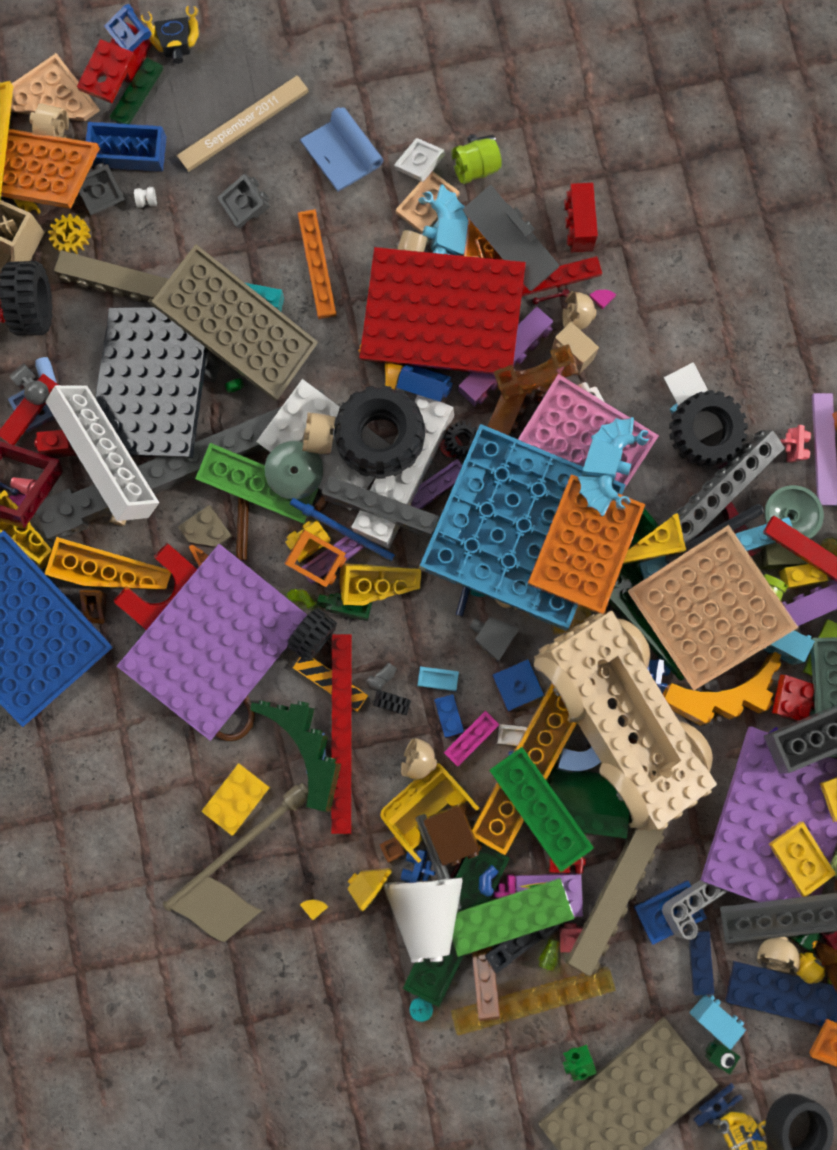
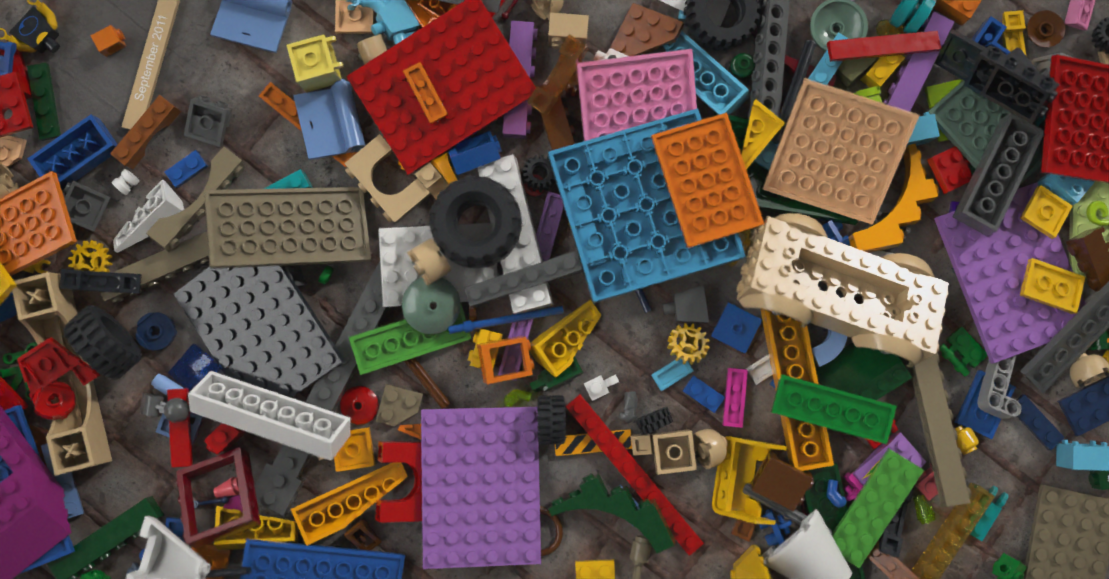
camera: 40 degrees left, 5 degrees up
(63, 253) = (100, 281): none -> black slope
(65, 317) = (157, 320): none -> dark blue plate
(77, 373) = (193, 367): none -> clear blue plate
(143, 535) = (356, 451): none -> light orange plate
(146, 256) = (170, 229): none -> dark tan arch
(149, 239) = (161, 203): none -> white wedge
(171, 175) = (133, 145): none -> dark orange arch
(182, 511) = (368, 401): none -> red dish
(198, 224) = (186, 169): none -> blue plate
(221, 85) = (108, 40): none -> orange brick
(331, 325) = (362, 168): none -> tan arch
(338, 274) = (333, 120): none -> medium blue door
(359, 219) = (315, 62): none -> light yellow container
(367, 714) = (642, 444): none -> tan plate
(371, 642) = (598, 387): none -> white plate
(374, 374) = (431, 179): none -> tan arch
(386, 739) = (673, 451): none -> tan brick
(423, 305) = (425, 92): none -> orange plate
(467, 666) = (688, 344): none -> yellow gear
(598, 1005) = (989, 516): none -> teal hinge
(604, 463) = (670, 105): medium azure torso -> none
(629, 926) = (966, 440): none -> yellow head
(636, 397) = (645, 31): none -> dark orange plate
(655, 474) = (712, 81): none -> medium azure wedge
(690, 484) = (742, 66): none -> dark green head
(692, 853) = (967, 347): none -> green plate

